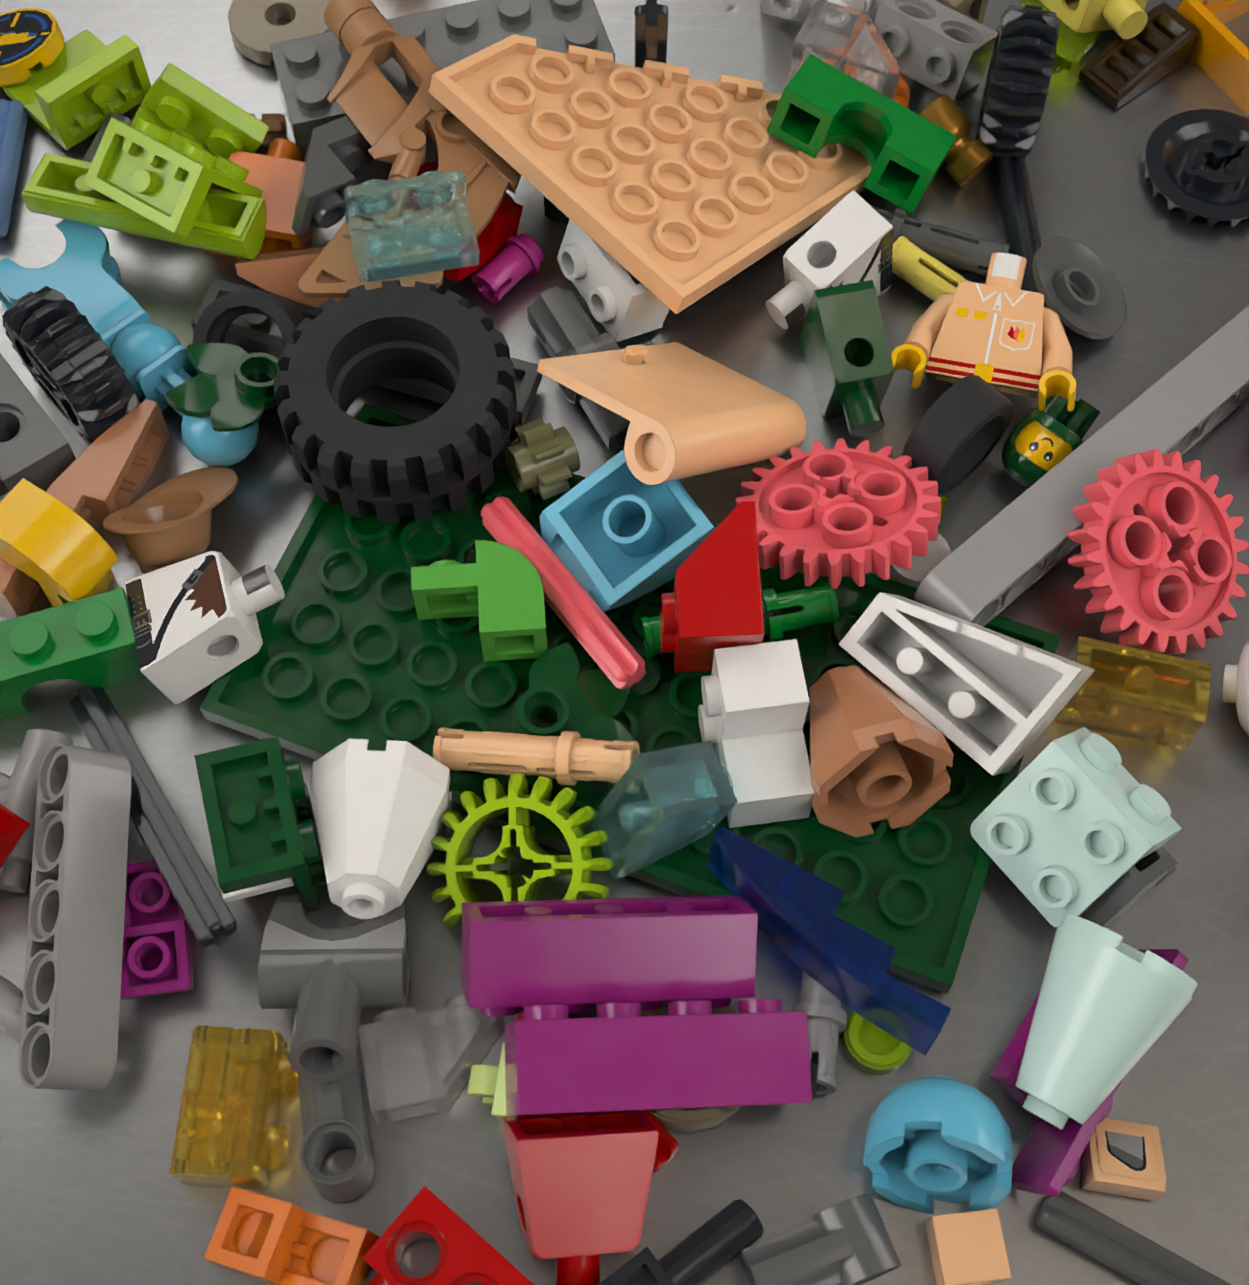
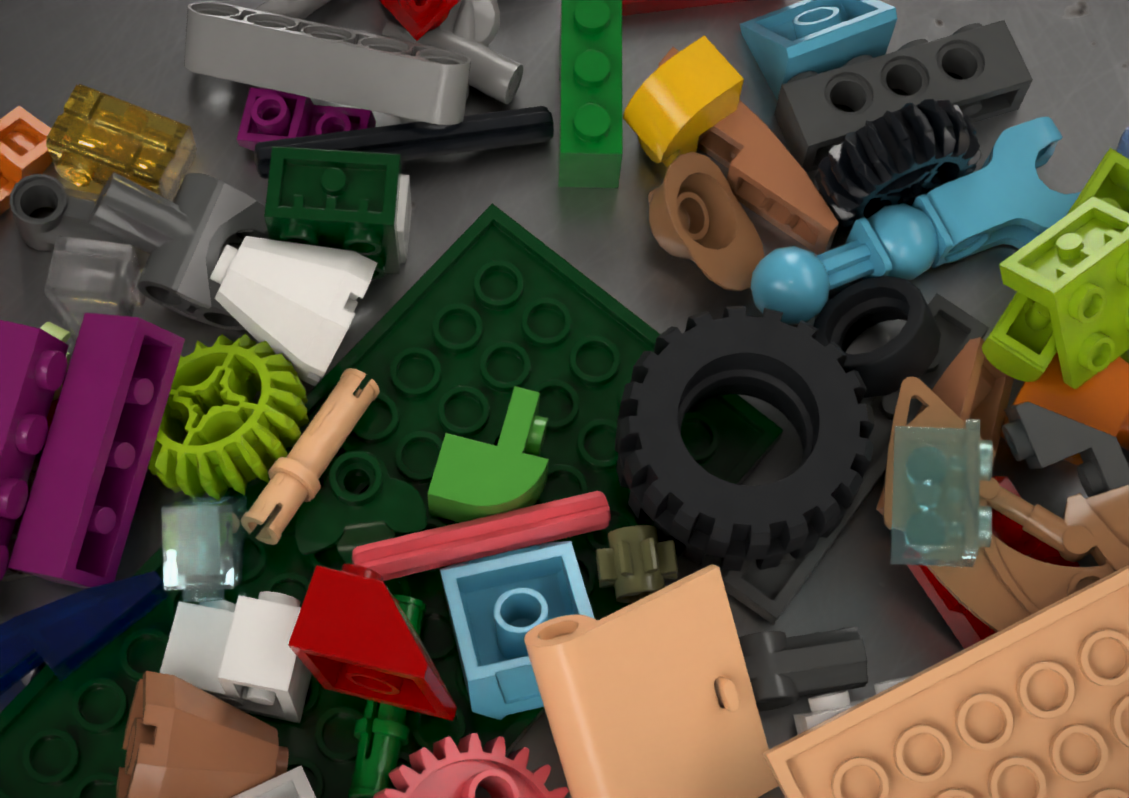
camera: 105 degrees right, 5 degrees up
(197, 620) = (572, 212): white torso -> none
(228, 387) = (818, 284): dark green plate -> none
(513, 263) = (925, 628): dark pink pin -> none

